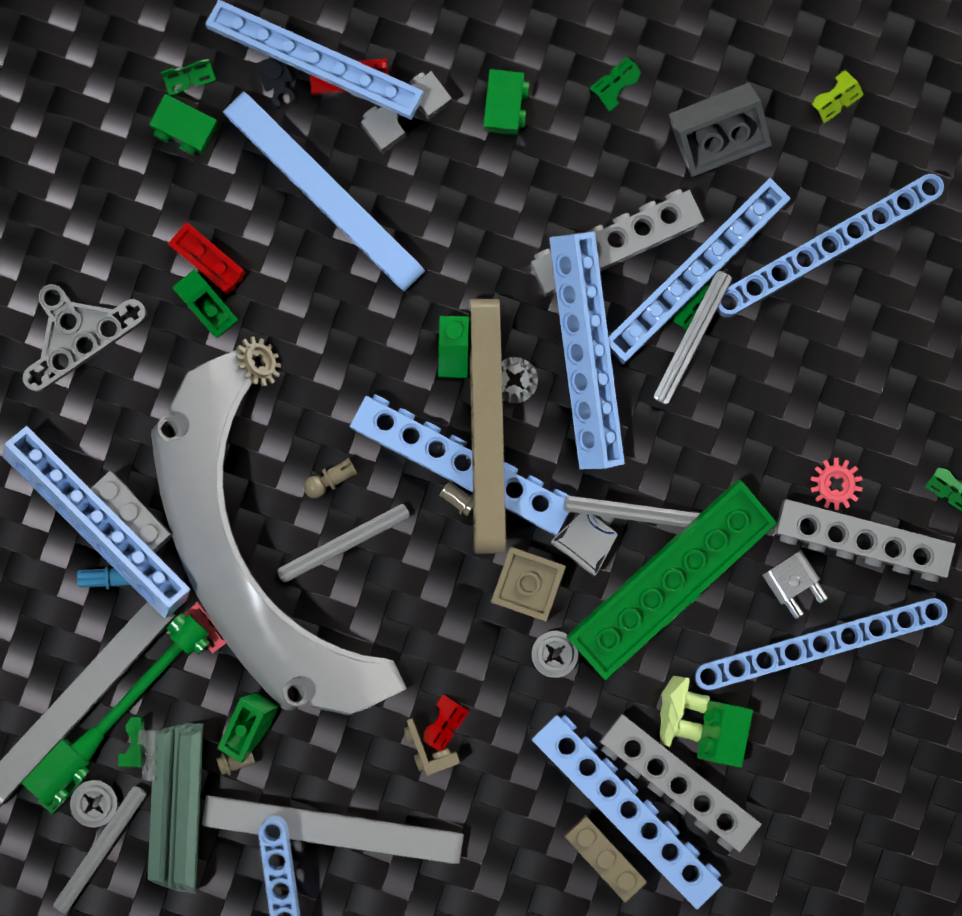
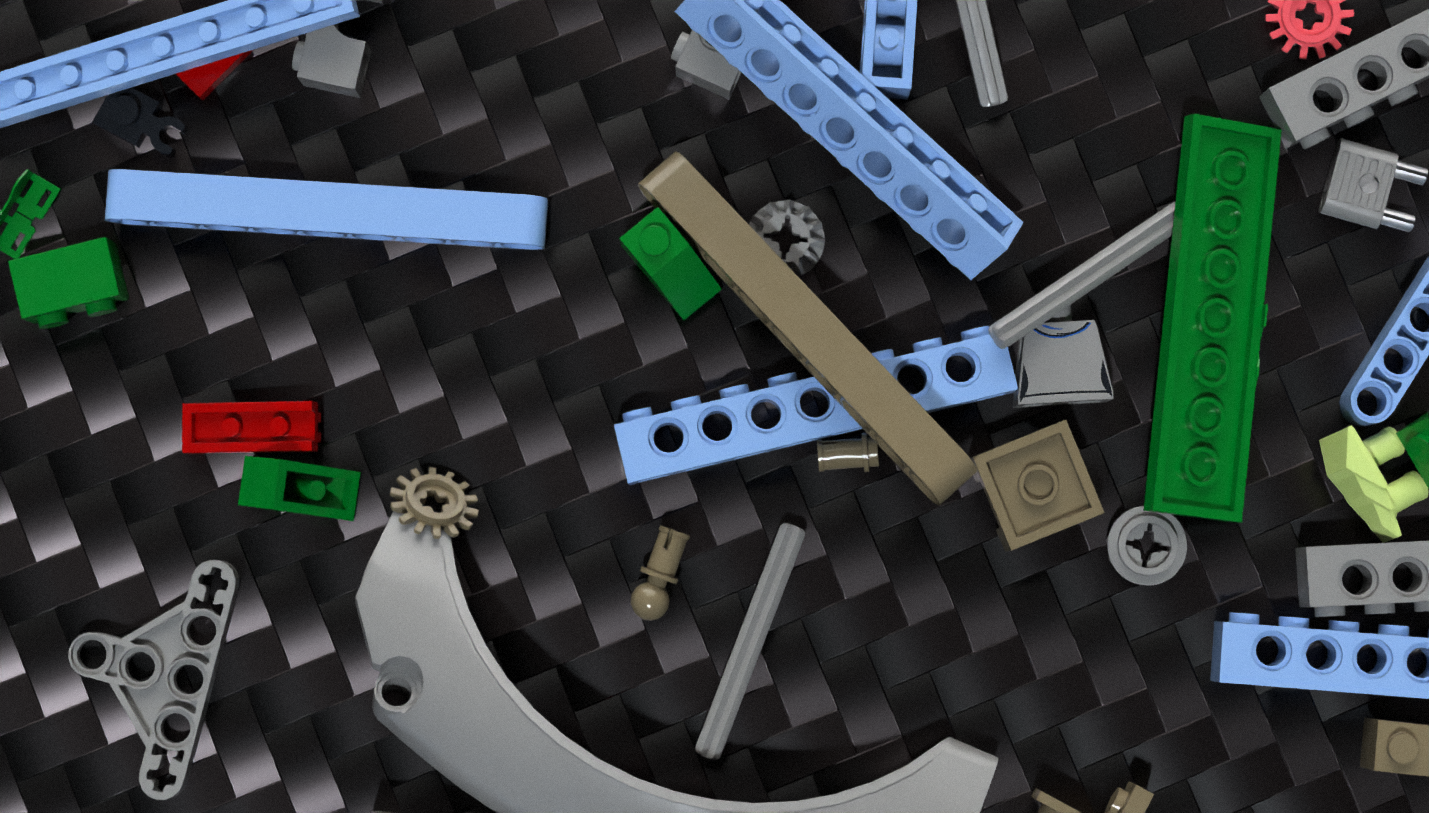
camera: 40 degrees left, 0 degrees up
(447, 707) = (1071, 738): red piece -> none

